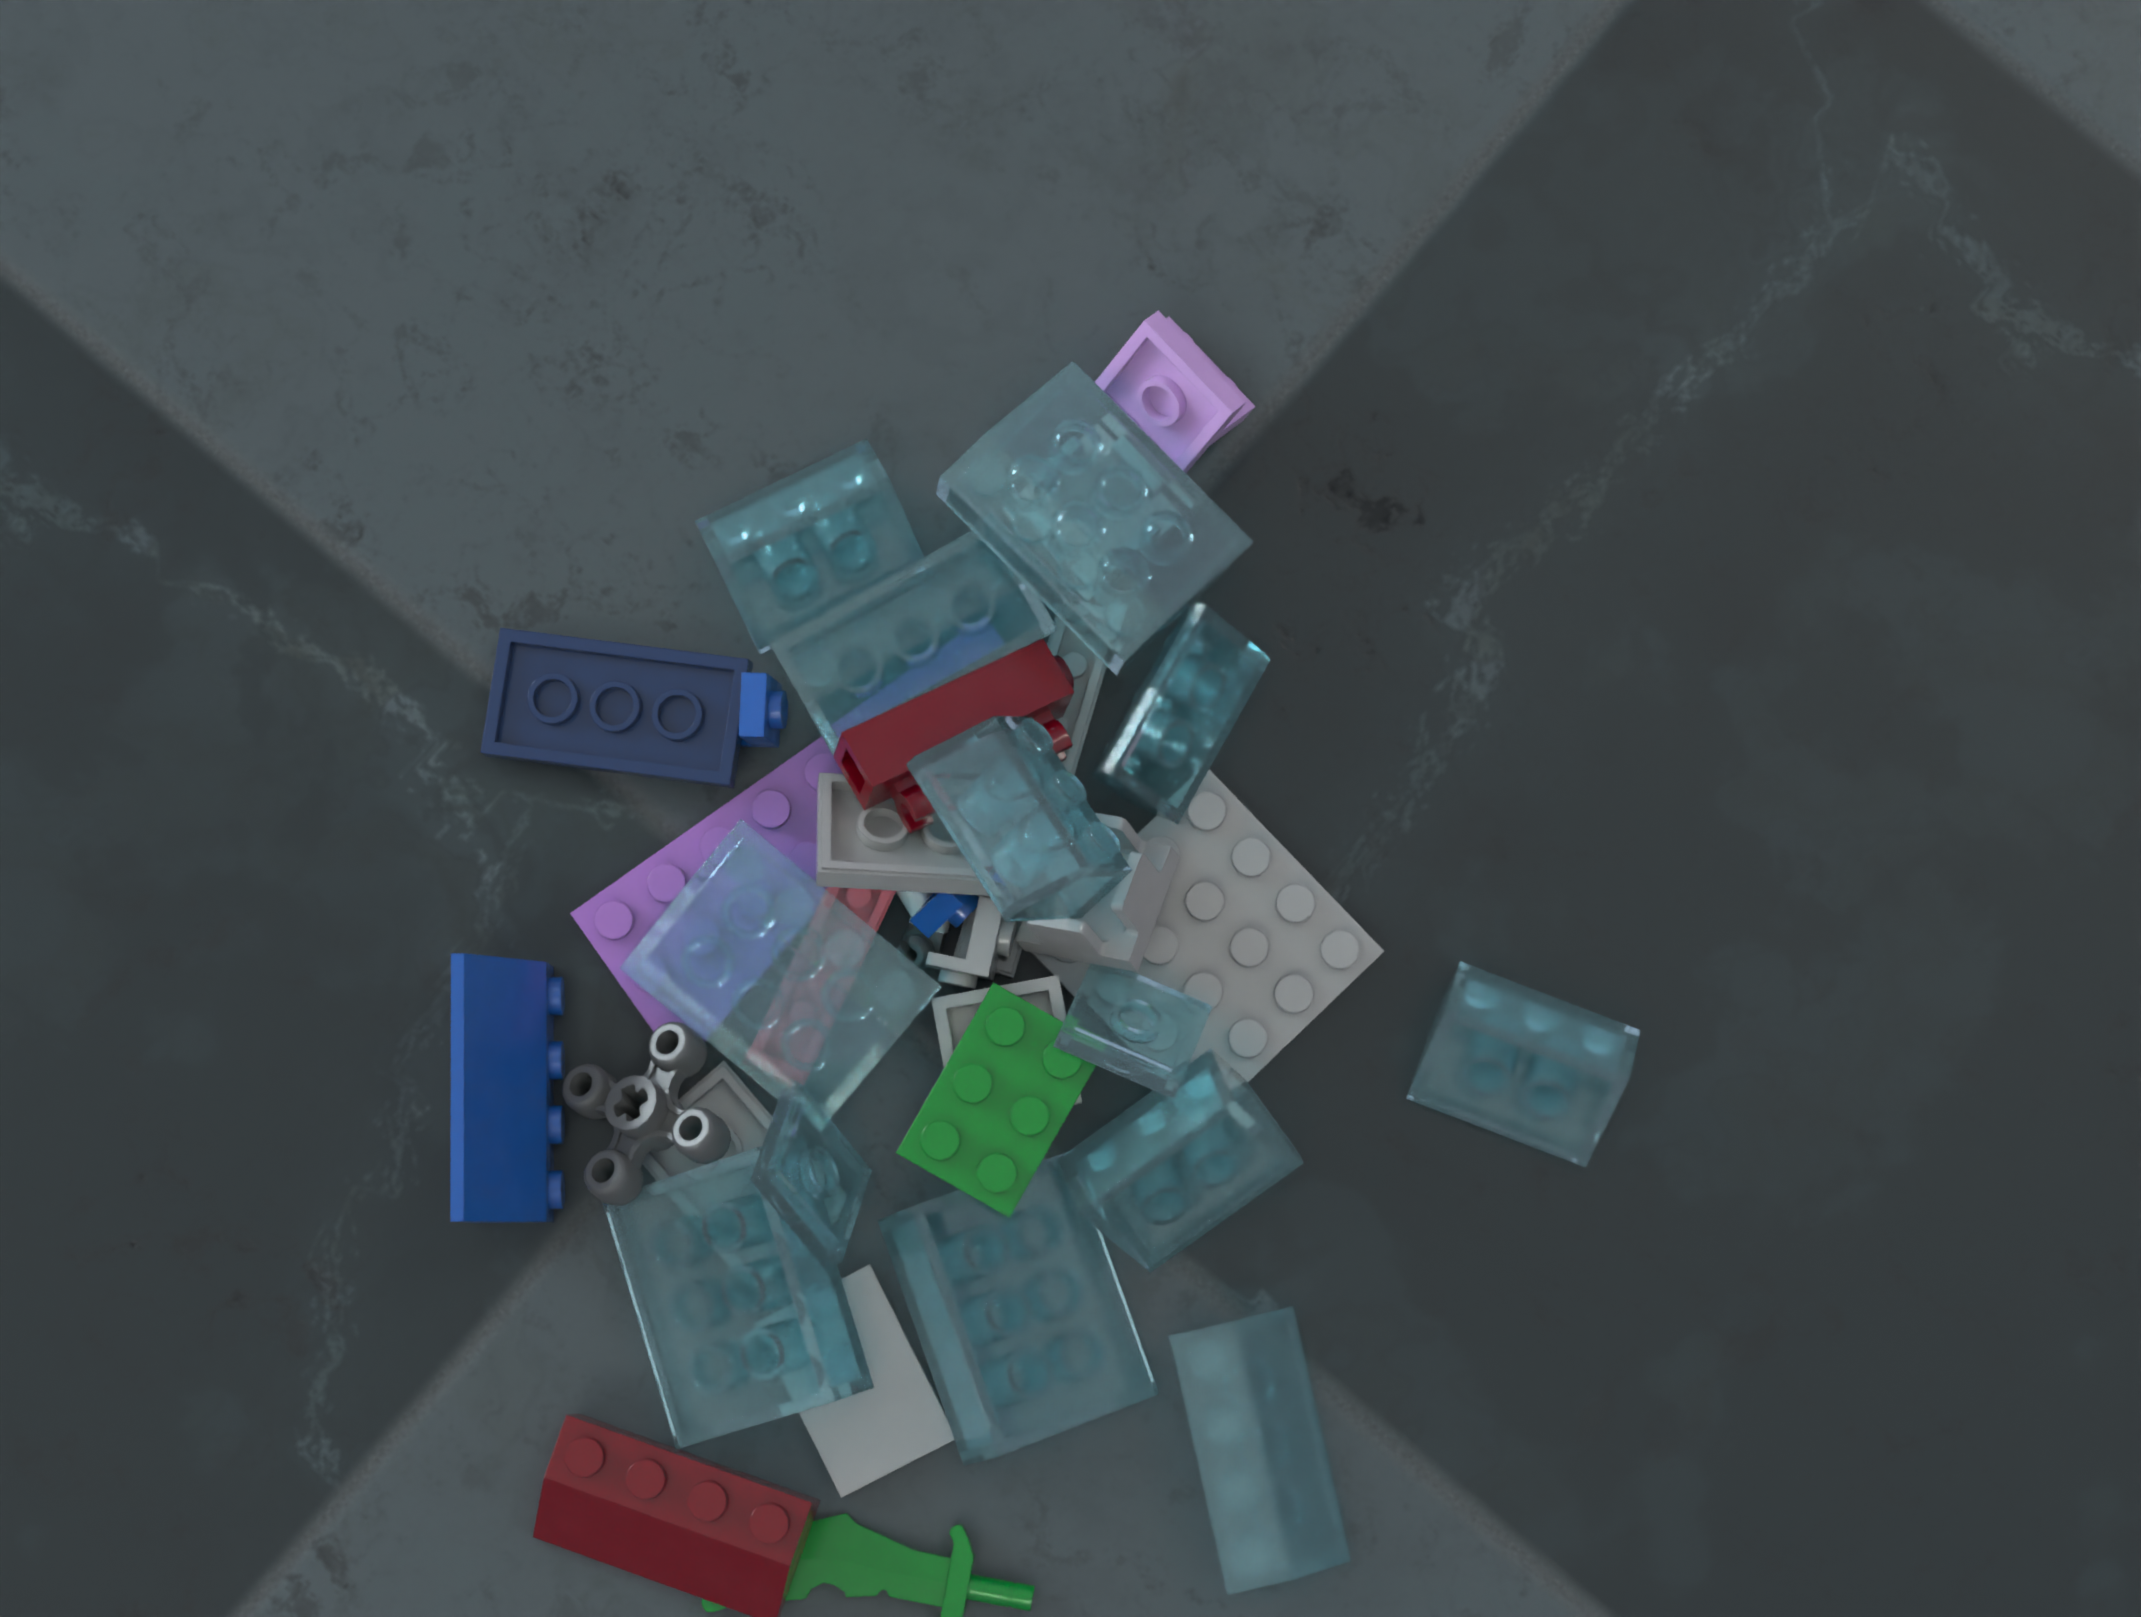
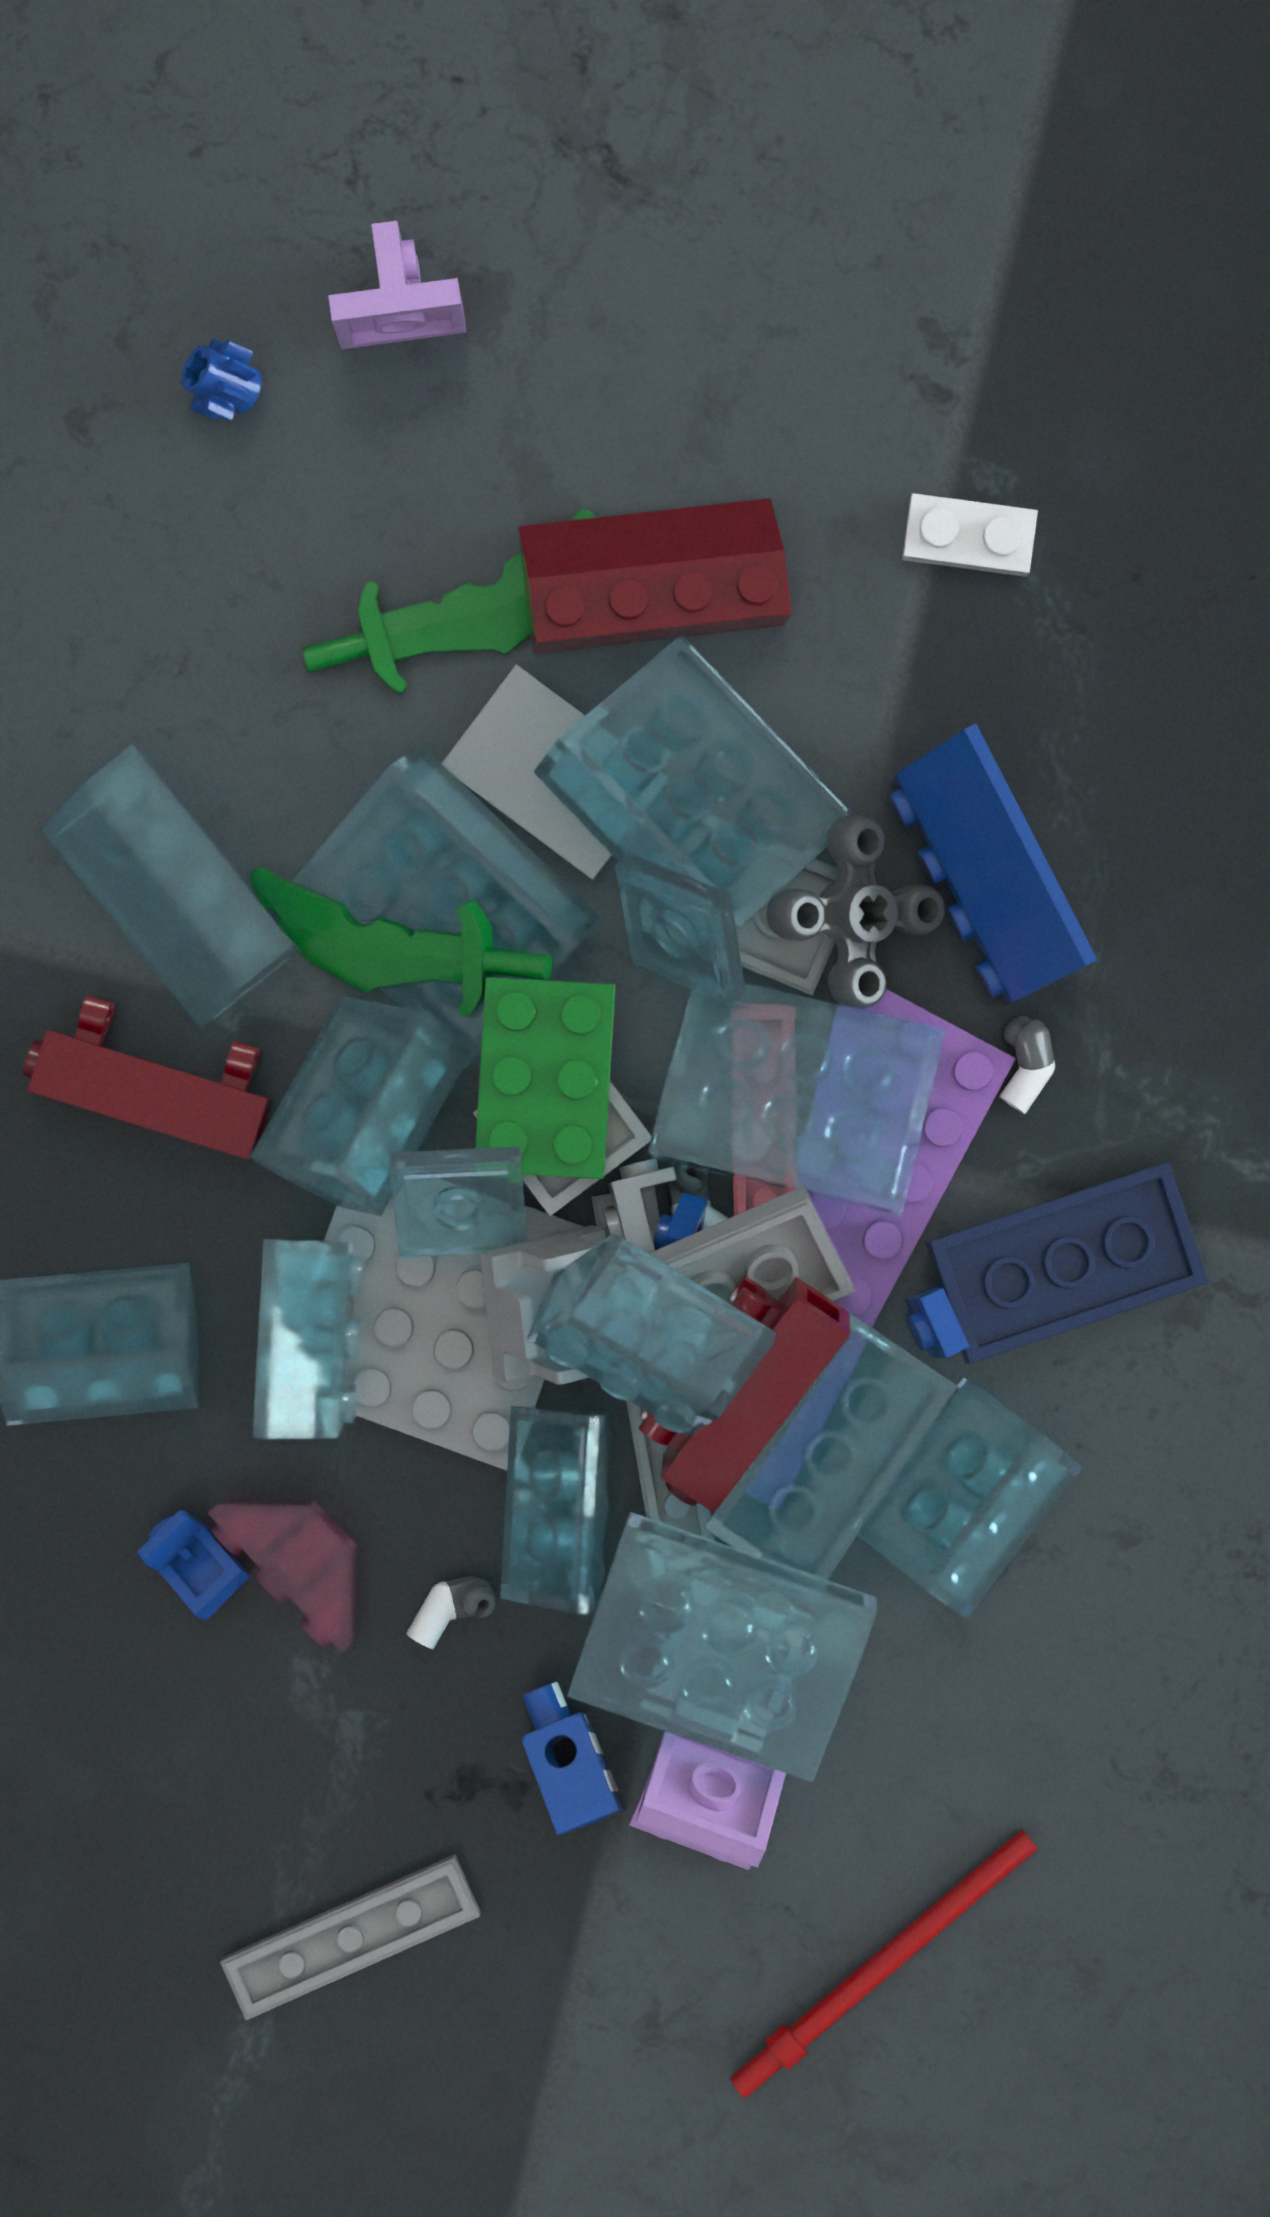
camera: 160 degrees right, 5 degrees up
(368, 1411) = (969, 535): none -> white plate
(553, 905) = (1035, 1061): none -> arm
(1086, 1289) = (387, 950): none -> green sword
(1209, 149) = (788, 2044): none -> red bar
(1289, 455) = (586, 1787): none -> blue torso
(1317, 679) = (451, 1601): none -> arm
(1329, 971) = (306, 1338): none -> clear light blue slope
(1368, 1269) = (148, 1093): none -> dark red brick
(1434, 784) = (299, 1558): none -> clear pink slope
(1530, 825) = (193, 1563): none -> blue bracket
(1550, 430) = (350, 1937): none -> light grey tile

